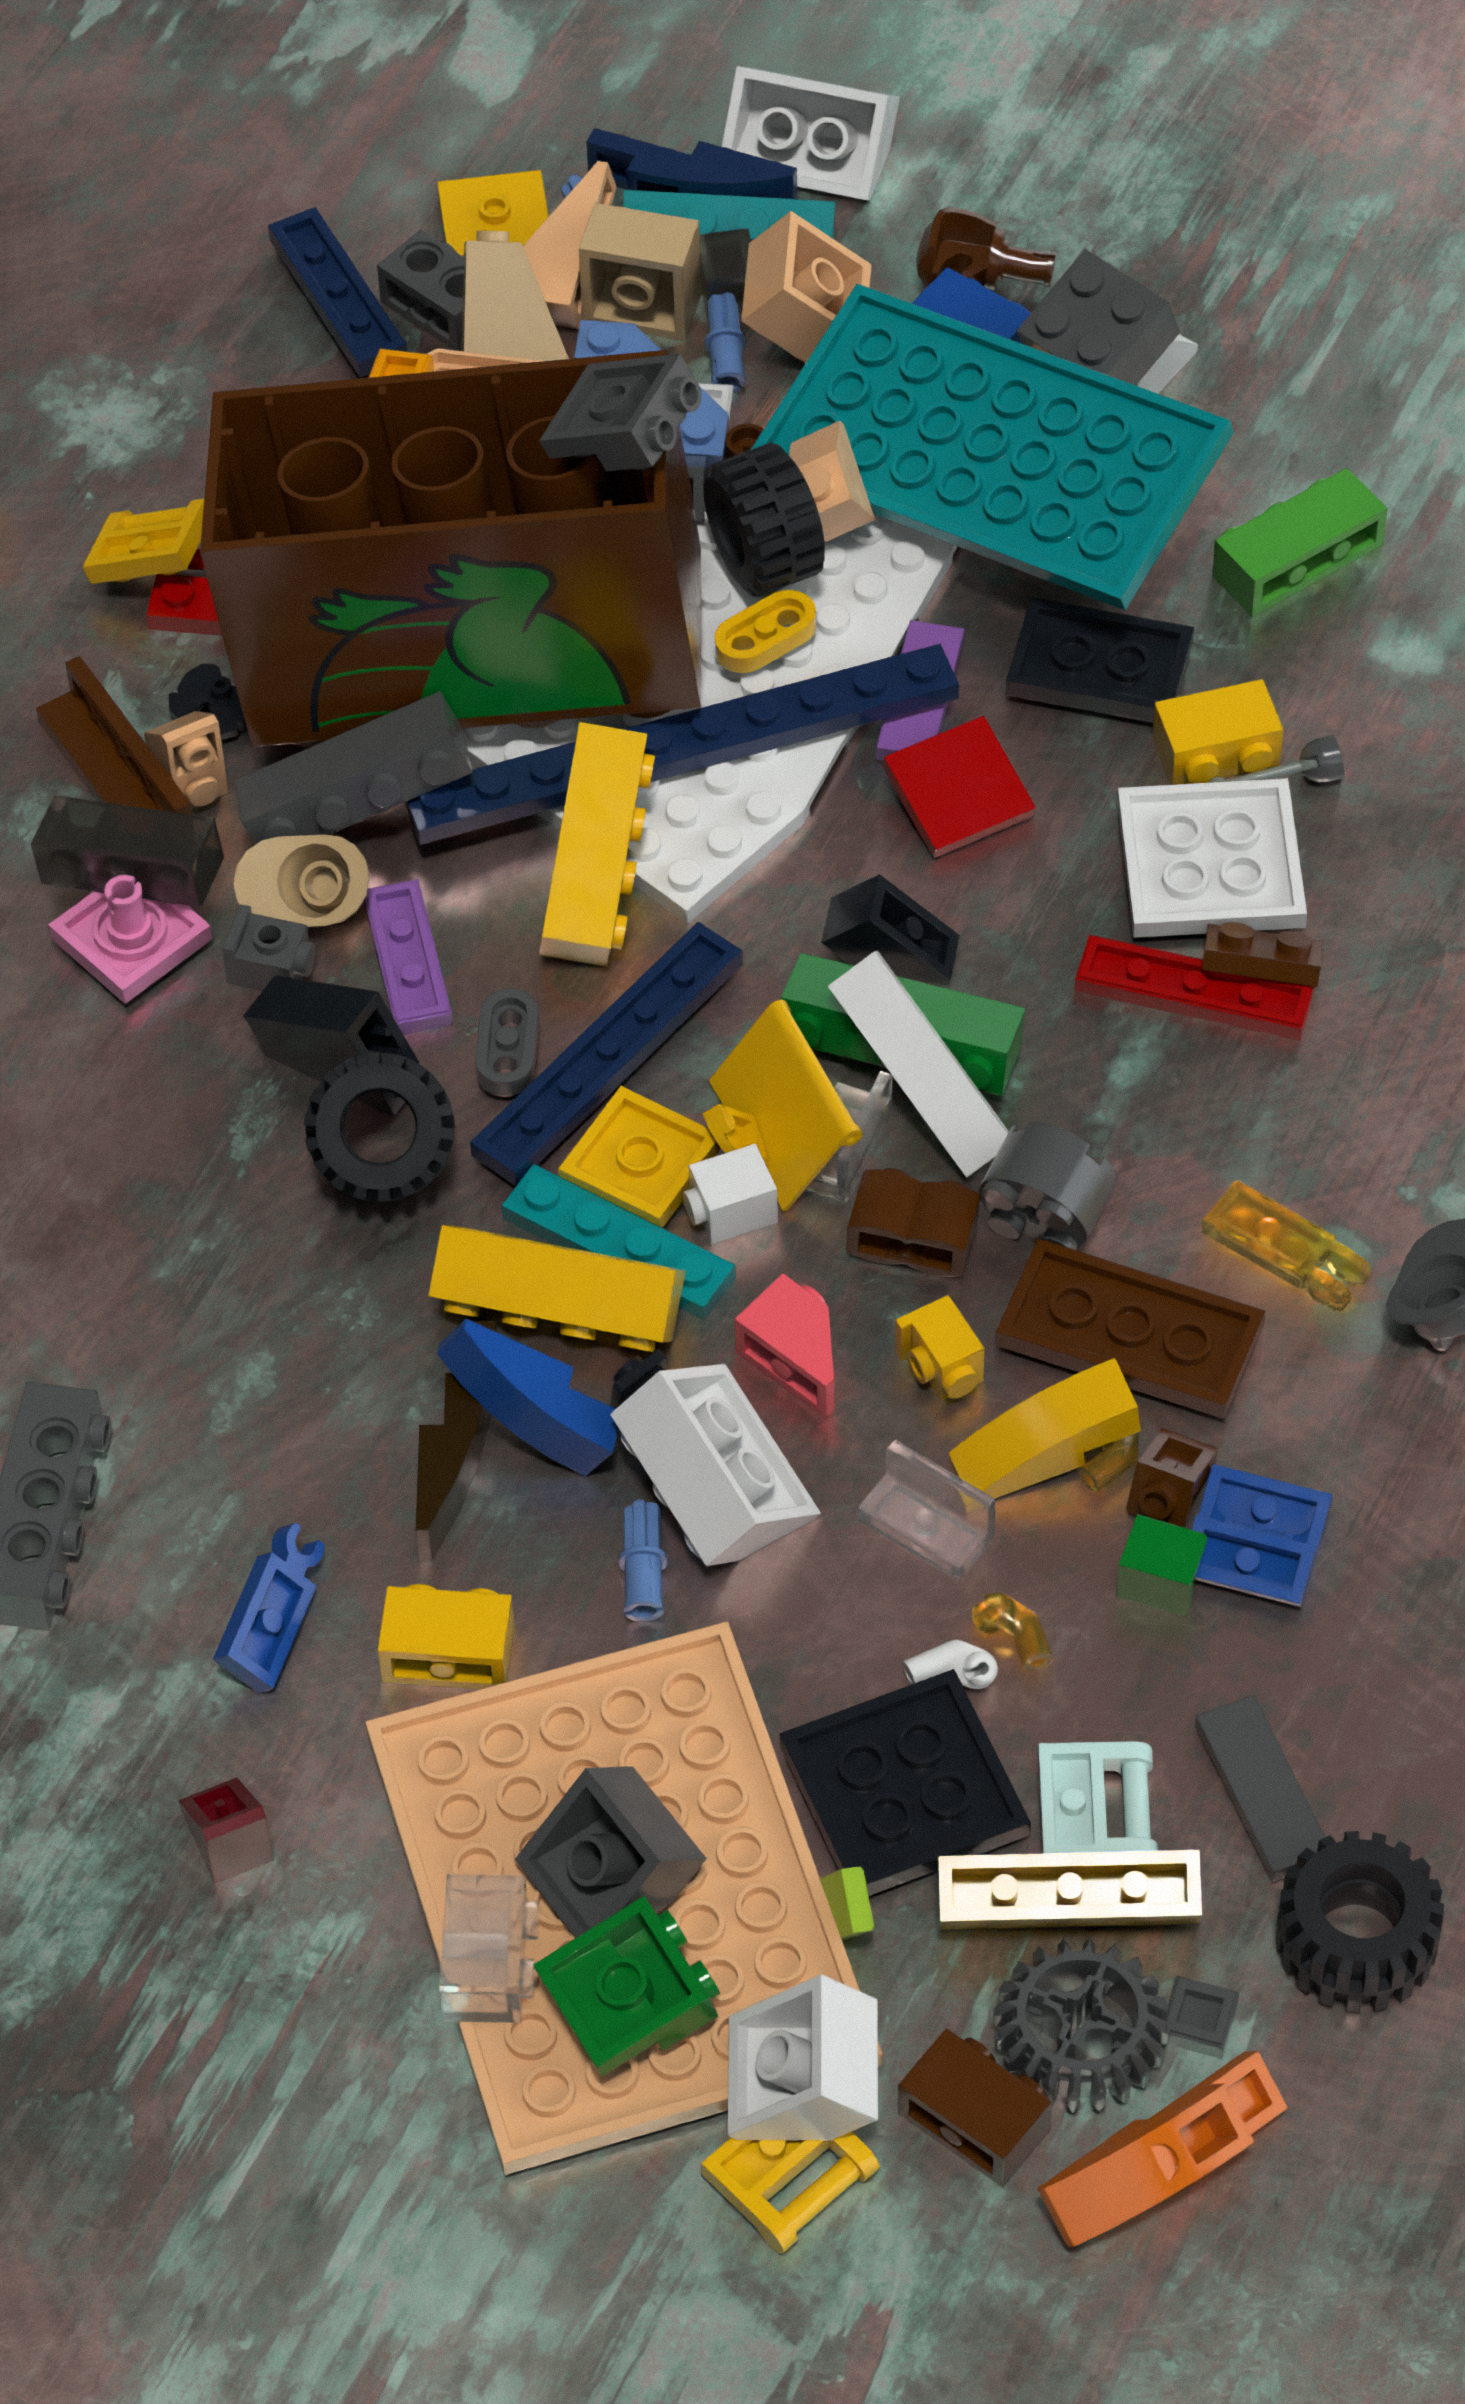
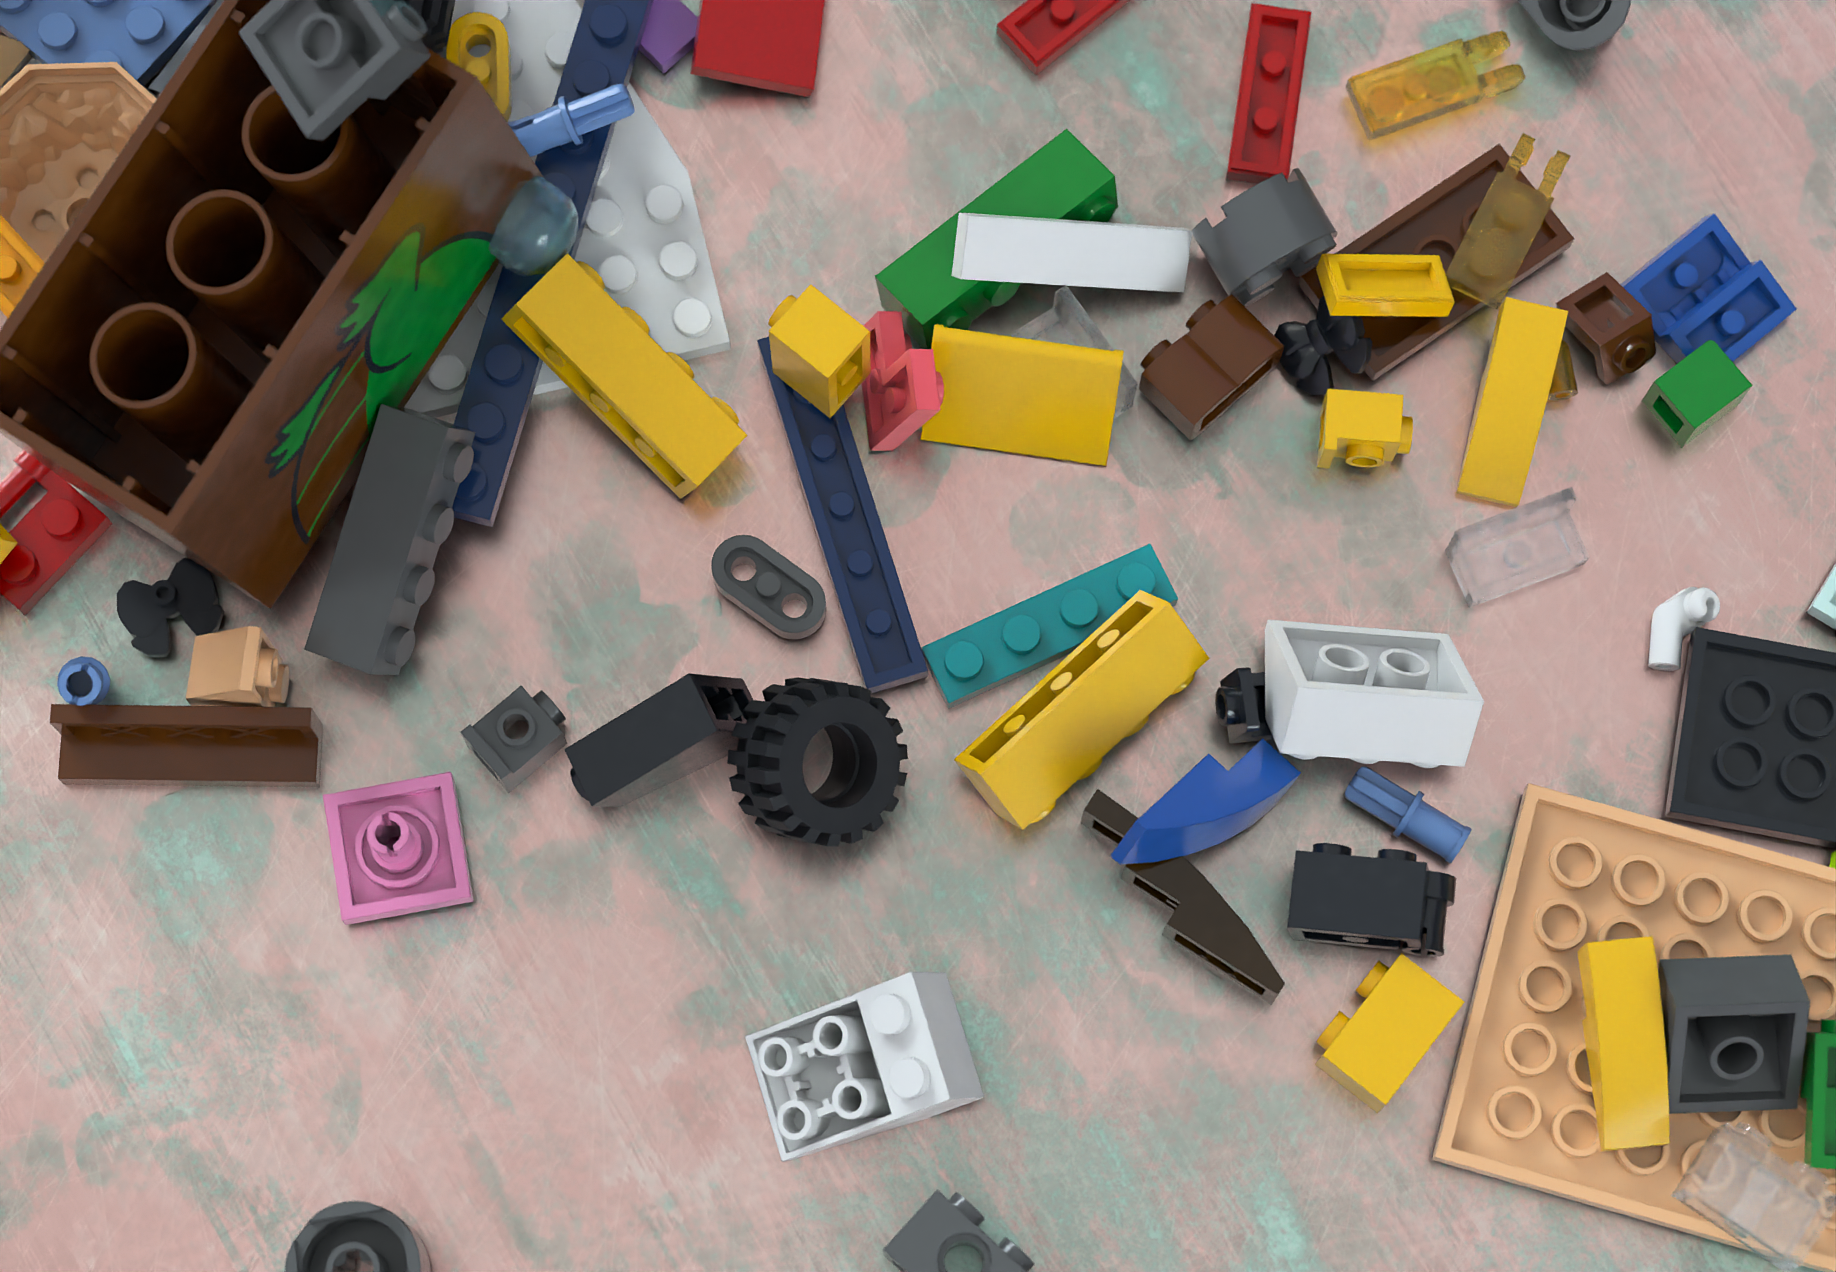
camera: 60 degrees left, 20 degrees up
(93, 841) = (325, 800): clear smoke brick -> none
(111, 665) = (83, 681): none -> medium blue axle
(175, 1310) = (864, 1064): none -> white slope
(269, 1611) = (1257, 1167): blue plate -> none
(303, 879) = (469, 658): tan piece -> none
(407, 957) = (600, 615): medium lavender tile -> none
(536, 1782) = (1625, 1042): none -> yellow slope
(545, 1562) = (1369, 899): none -> black hinge
(639, 1156) = (978, 551): yellow plate -> none
(654, 703) = (535, 229): none -> clear light blue hair
(702, 939) = (819, 349): none -> yellow brick
(717, 1025) = (902, 384): none -> coral plate
(731, 1194) = (1076, 499): white brick -> none
(734, 1129) = (1020, 454): yellow tile -> none
(763, 691) = (570, 120): none -> medium blue axle
(790, 1341) = (1271, 544): coral slope -> none
(889, 921) = (884, 189): black slope -> none
(994, 1278) = (1309, 343): none -> black piece
(1022, 1623) = (1667, 545): clear yellow arm -> none
(1064, 1281) = (1384, 285): none -> yellow tile
(1187, 1144) = (1268, 93): none -> red tile
(1196, 1344) = (1504, 228): none -> clear yellow hinge

